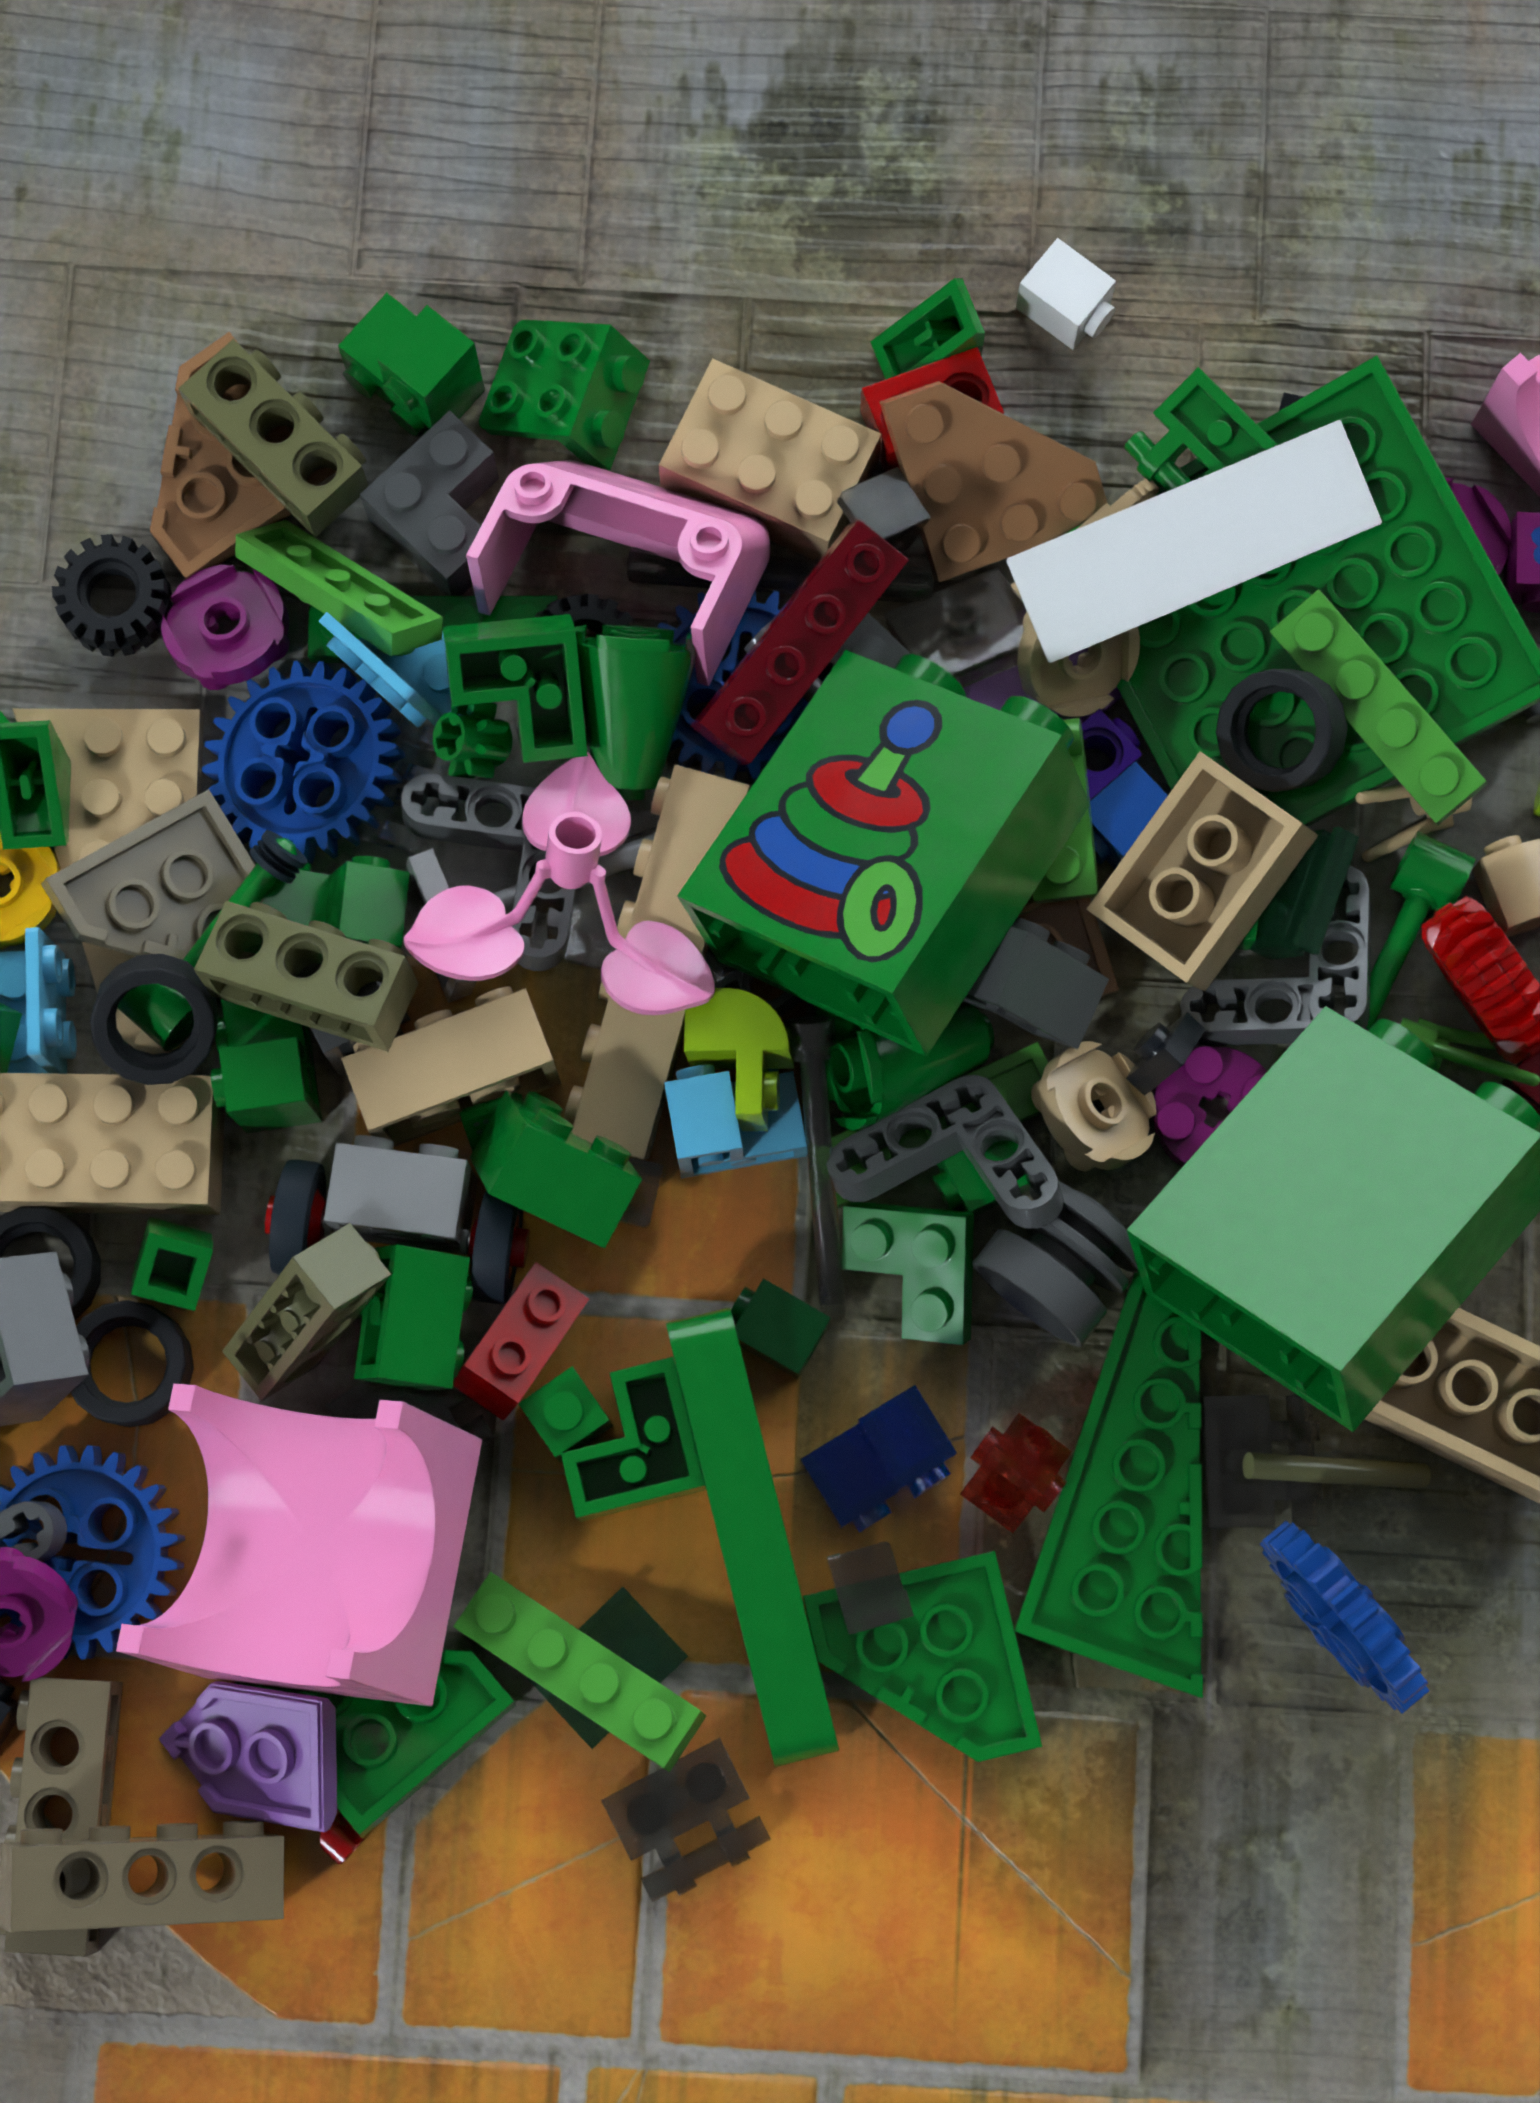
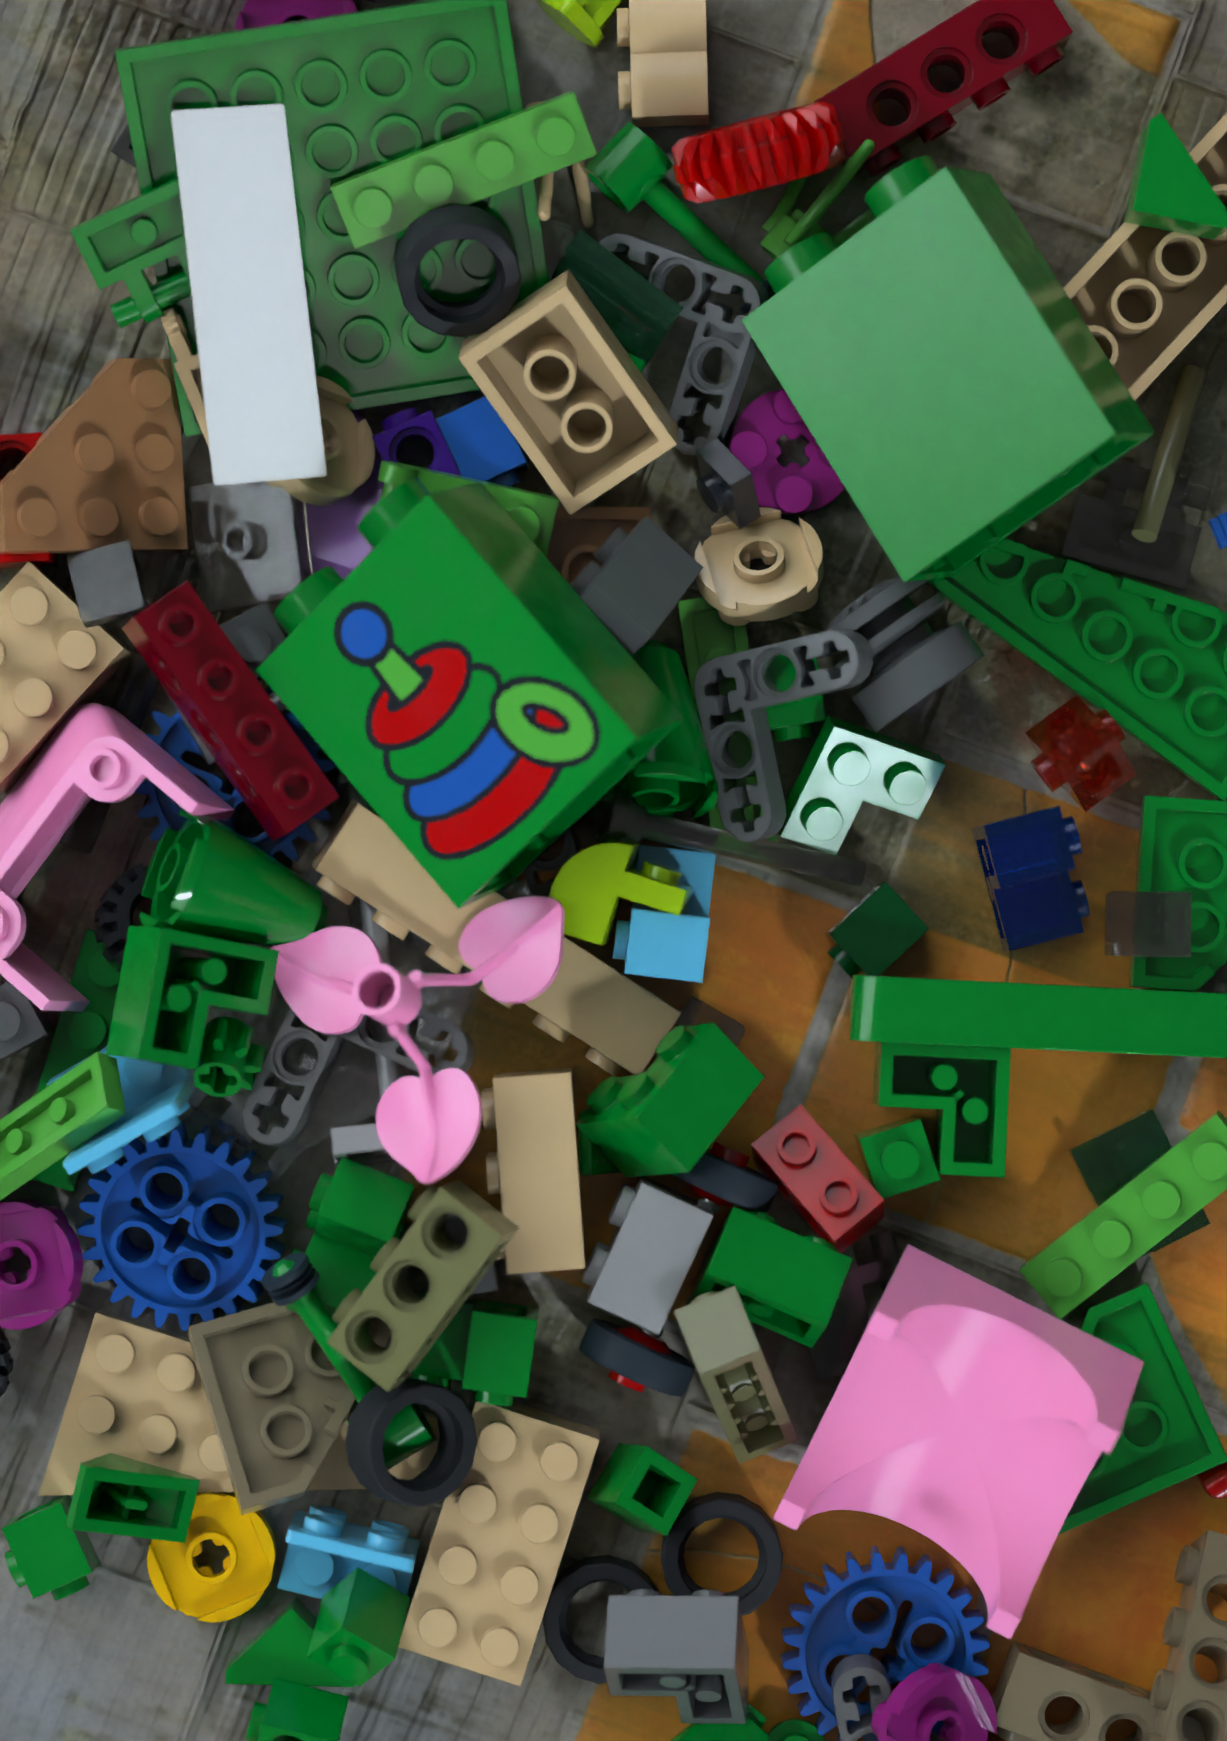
camera: 75 degrees left, 10 degrees up
(261, 1754) = (1127, 1530): medium lavender tile -> none

